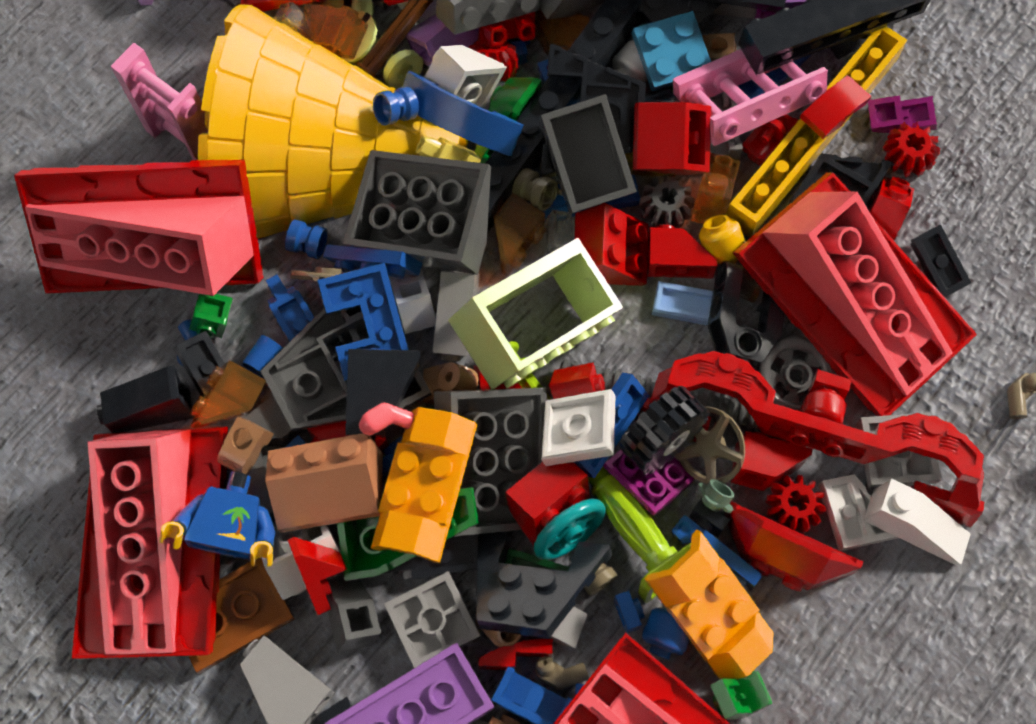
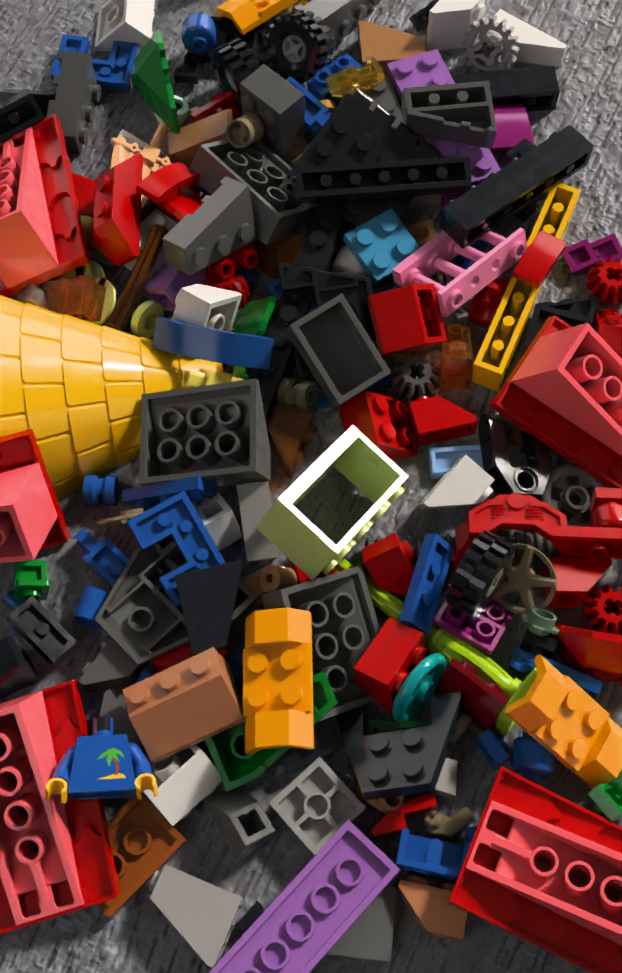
camera: 15 degrees left, 5 degrees down
(230, 395) = (71, 648): clear orange slope -> none
(243, 445) = (97, 691): medium nougat leg -> none
(316, 565) = (196, 785): red slope -> none
(383, 416) = (224, 627): coral arm -> none
(393, 106) = (153, 350): blue wheel -> none
(579, 427) = (403, 592): white tile -> none
(627, 558) = (481, 699): none -> dark red slope
(675, 332) = (459, 487): none -> white slope
(721, 237) = (474, 395): yellow head -> none

